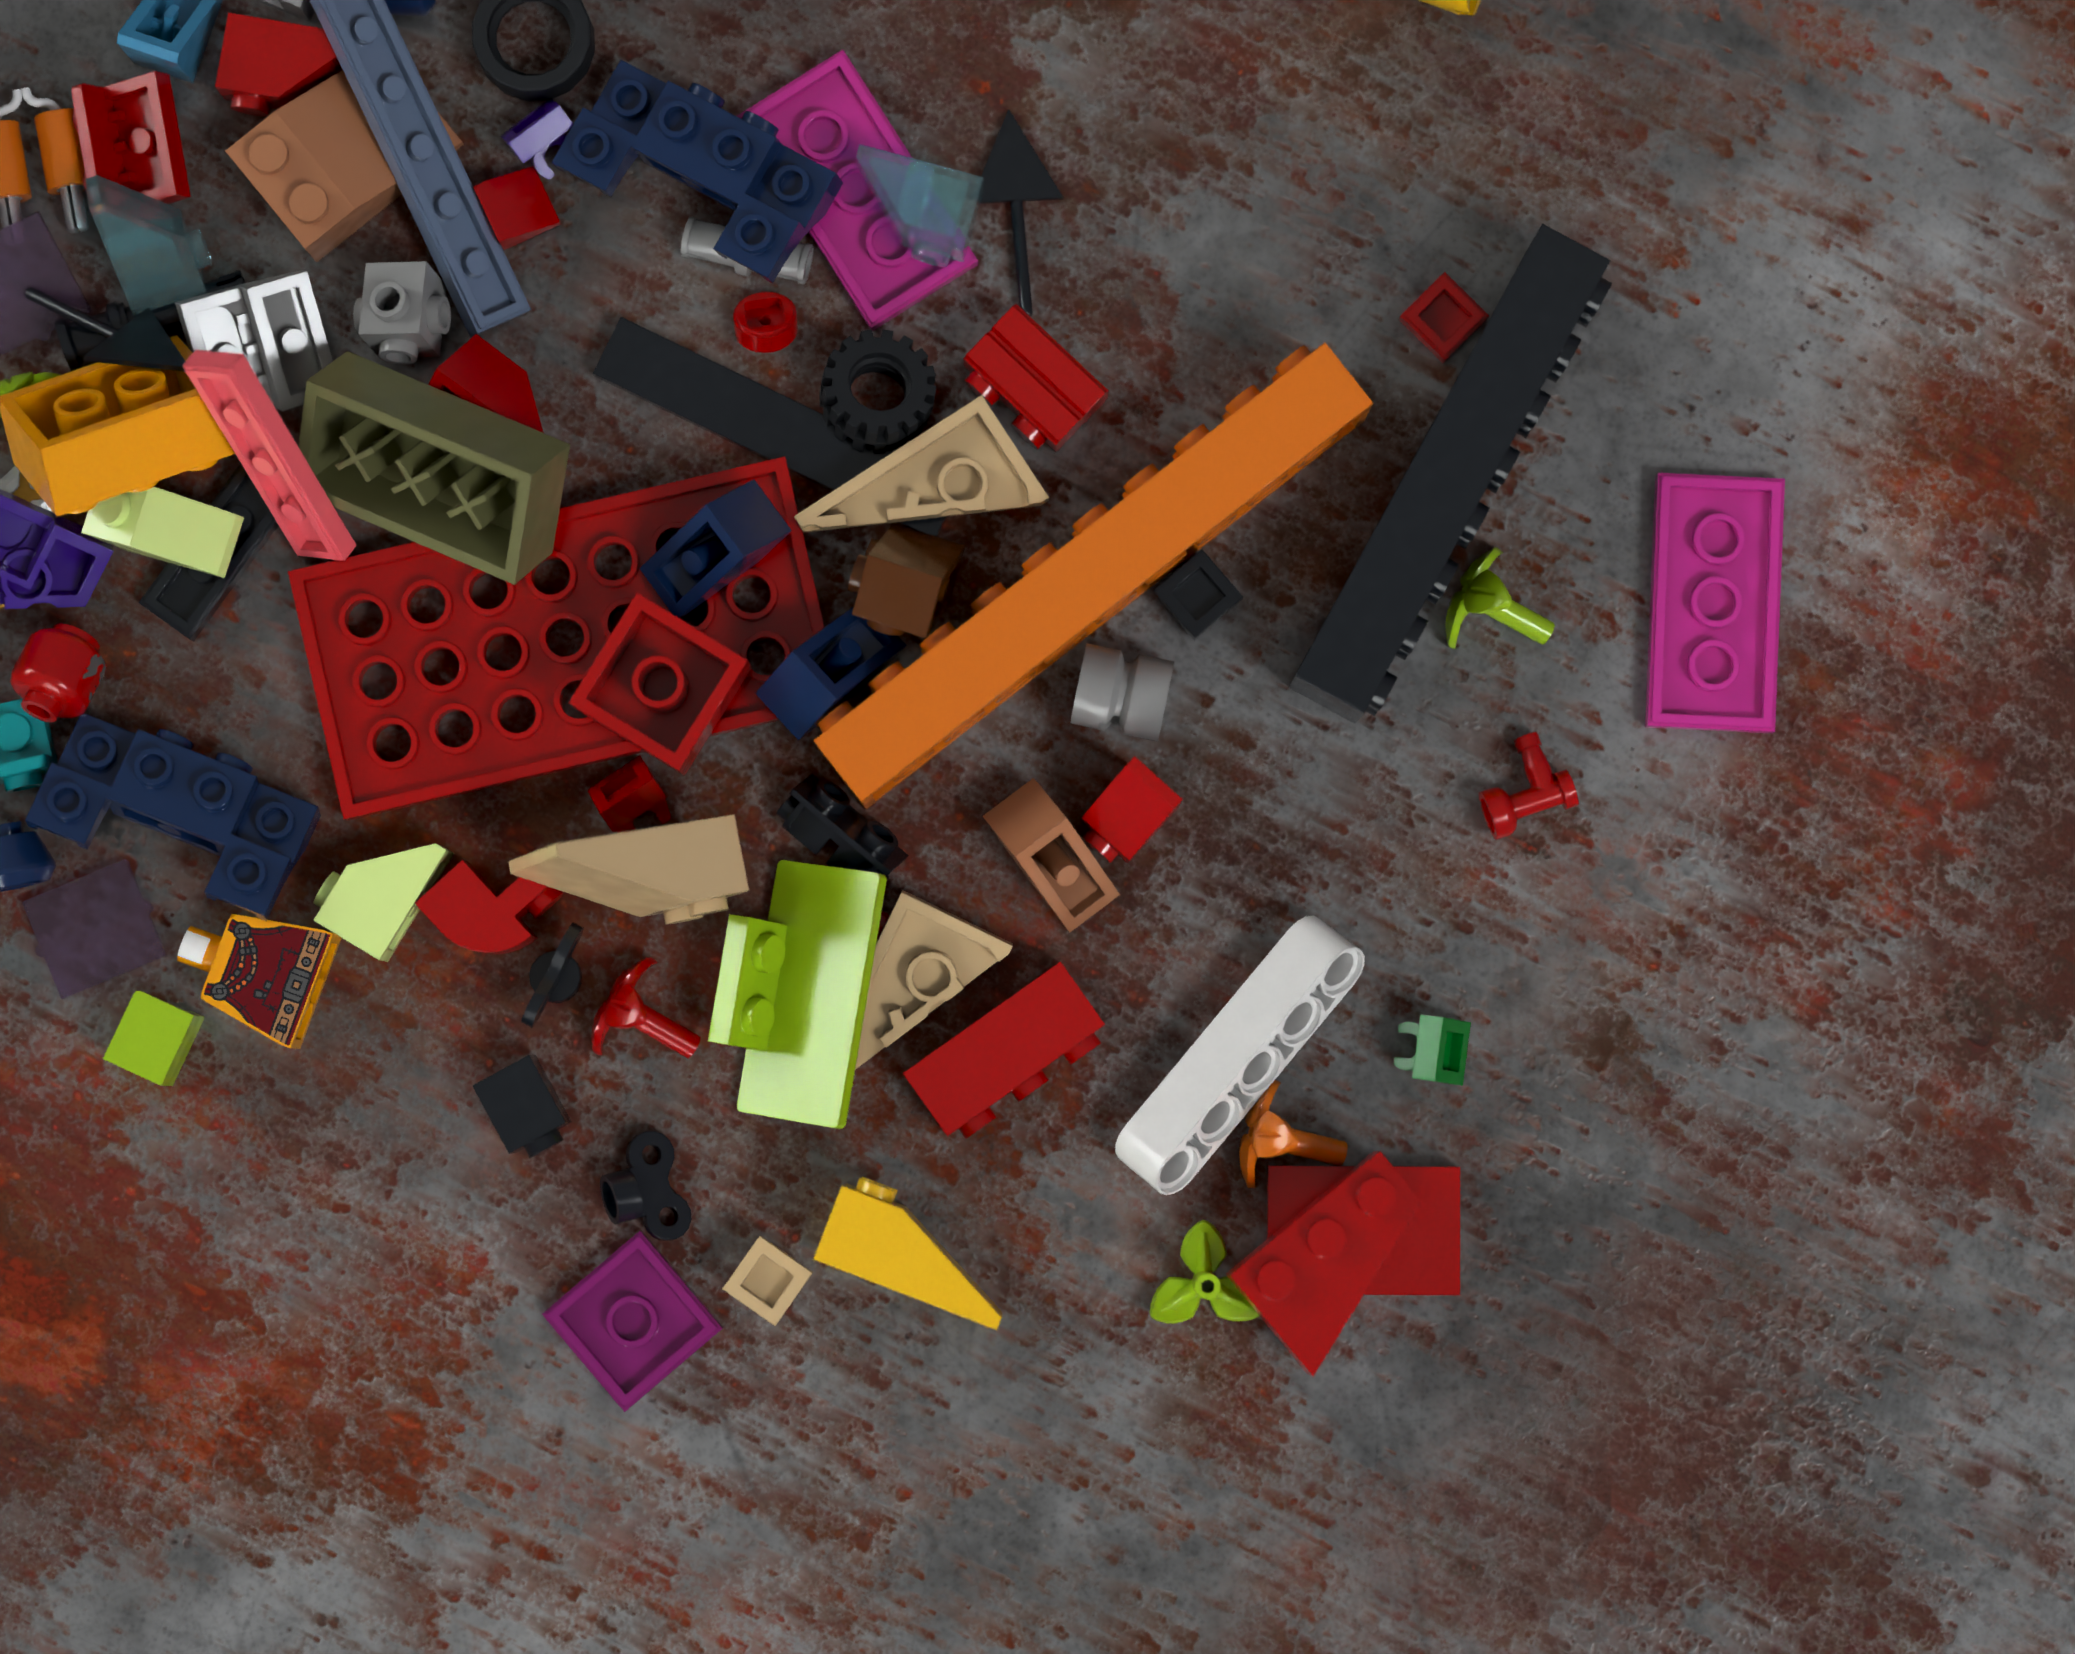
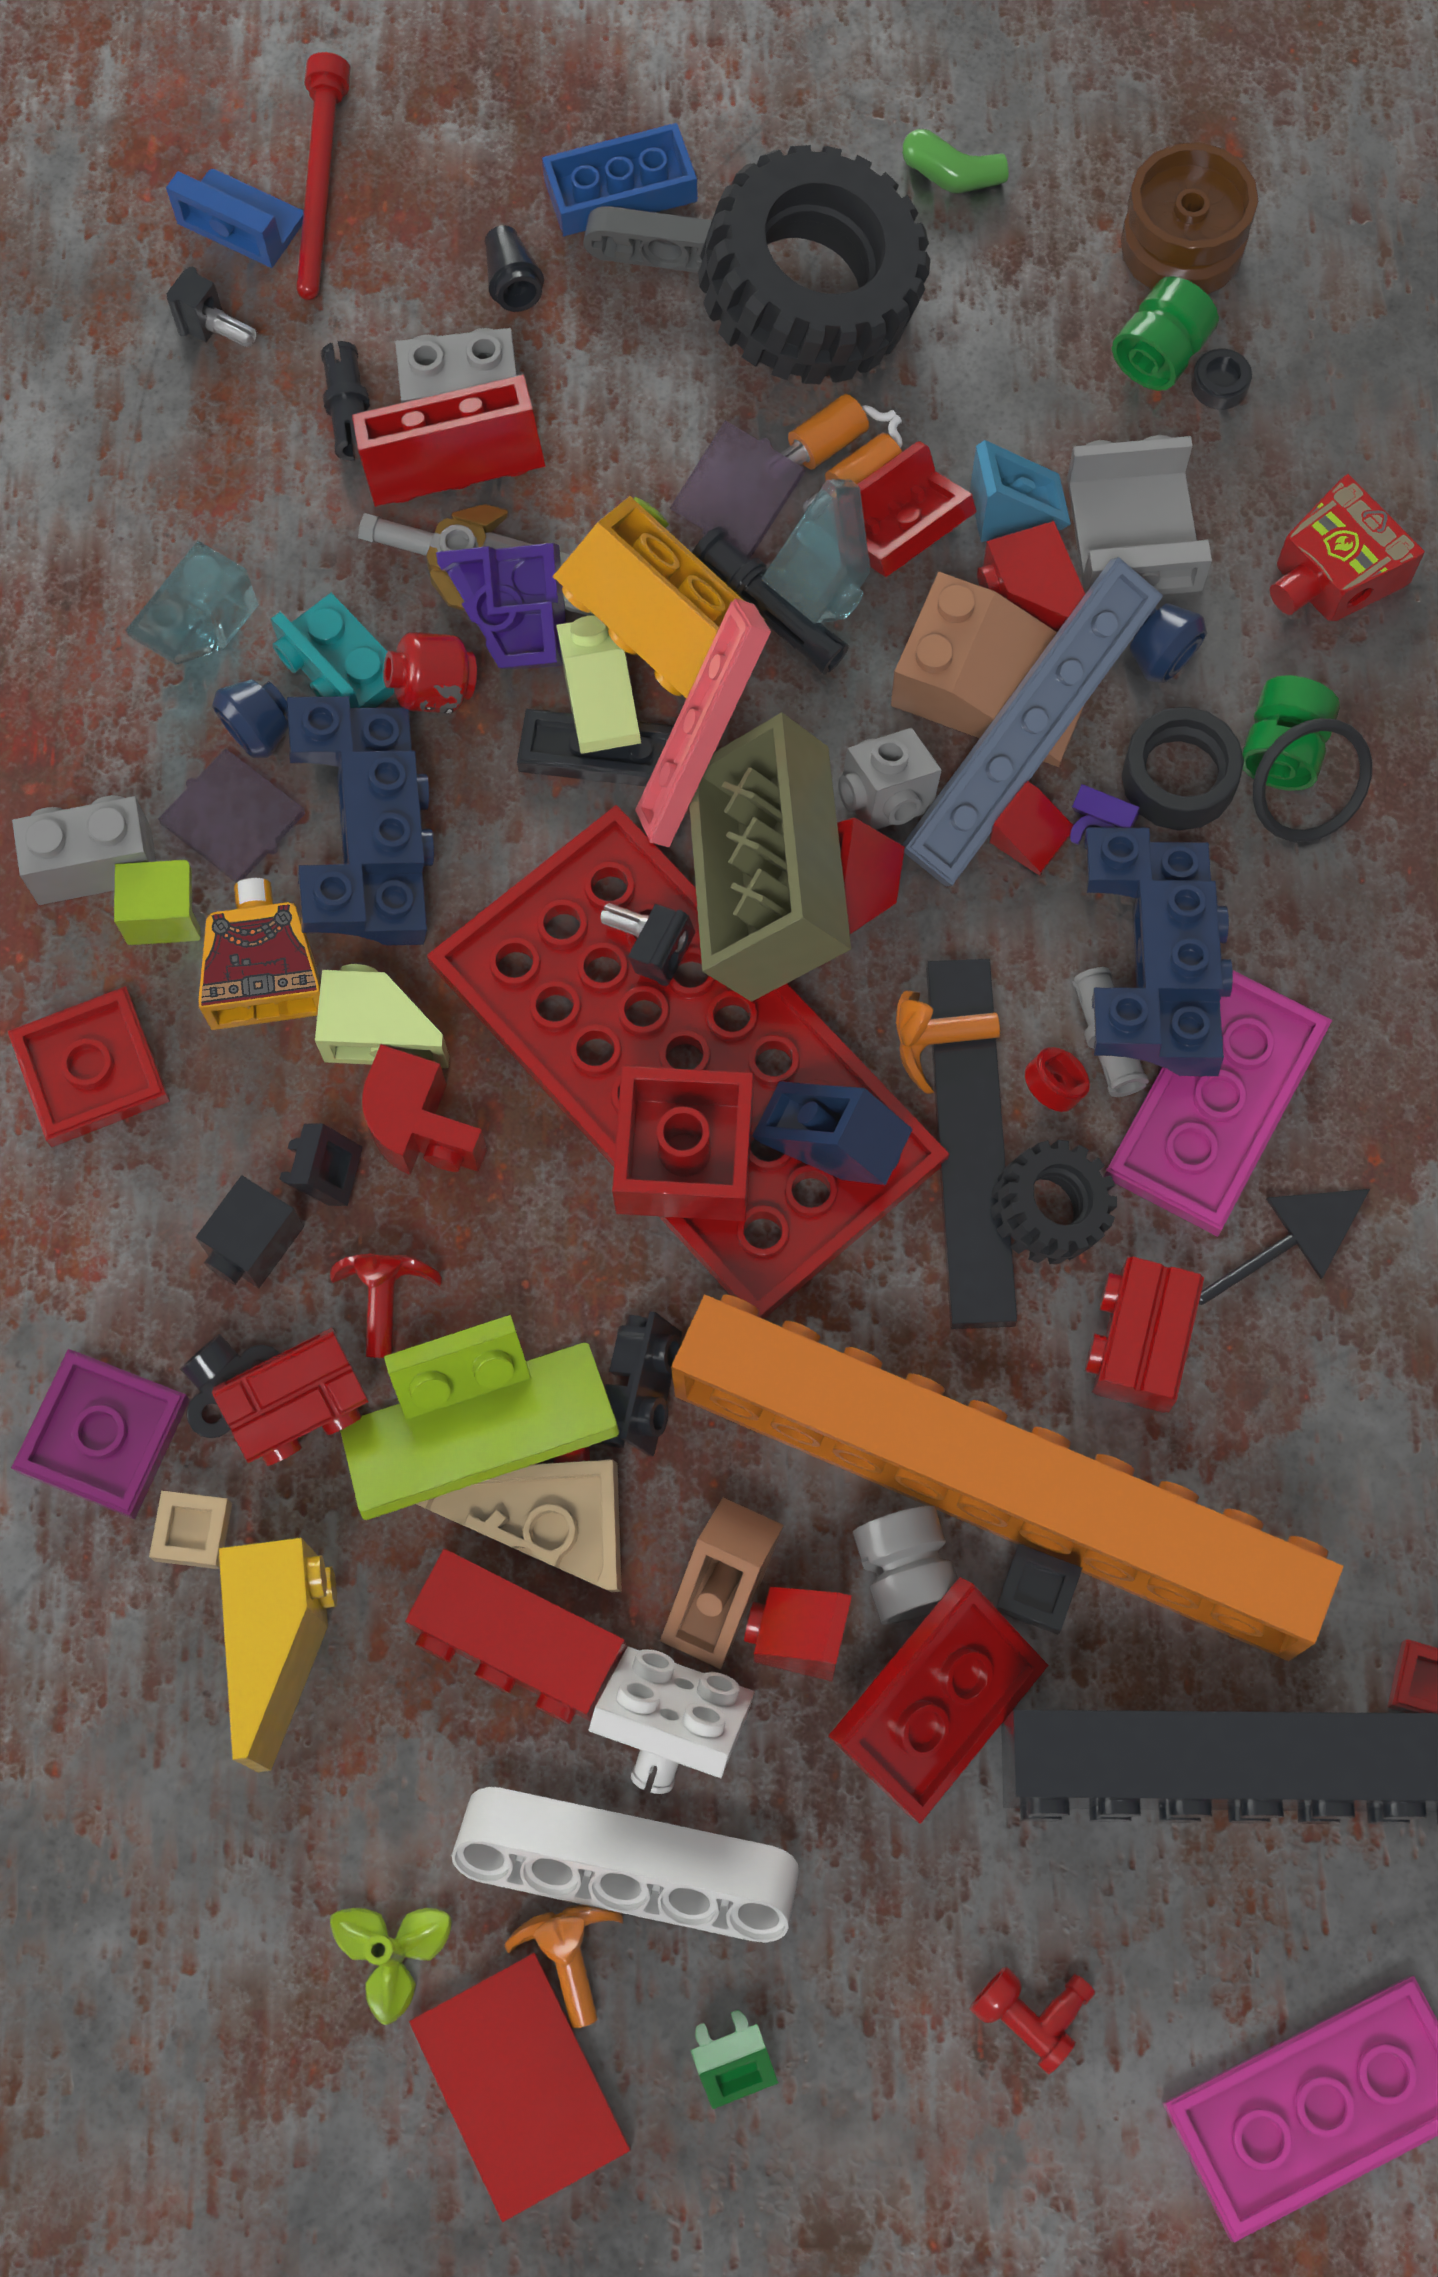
camera: 65 degrees right, 15 degrees down
(63, 1080) = (77, 848): none -> light grey brick
(137, 343) = (729, 574): black piece -> none
(269, 323) = (802, 678): light grey slope -> none
(278, 1176) = (88, 1066): none -> red tile
(451, 601) = (660, 939): none -> black piece
(492, 1008) = (323, 1164): none -> black tile
(554, 976) = (379, 1201): black piece -> none
(628, 795) = (574, 1178): red tile -> none
(648, 871) = (511, 1219): tan slope -> none
(657, 417) = (918, 1030): none -> orange plant
(696, 1139) = (291, 1397): none -> red brick
(827, 672) = (782, 1282): dark blue slope -> none
(905, 581) = (897, 1310): reddish brown brick -> none
(924, 203) = (1245, 1152): clear light blue slope -> none
(946, 471) = (1019, 1298): tan wing -> none
(1142, 954) = (671, 1716): none -> white plate
(1246, 728) = (939, 1700): none -> red tile
(1326, 1257) = (465, 2058): red wedge -> none
(1487, 594) = (1198, 1866): lime plant -> none

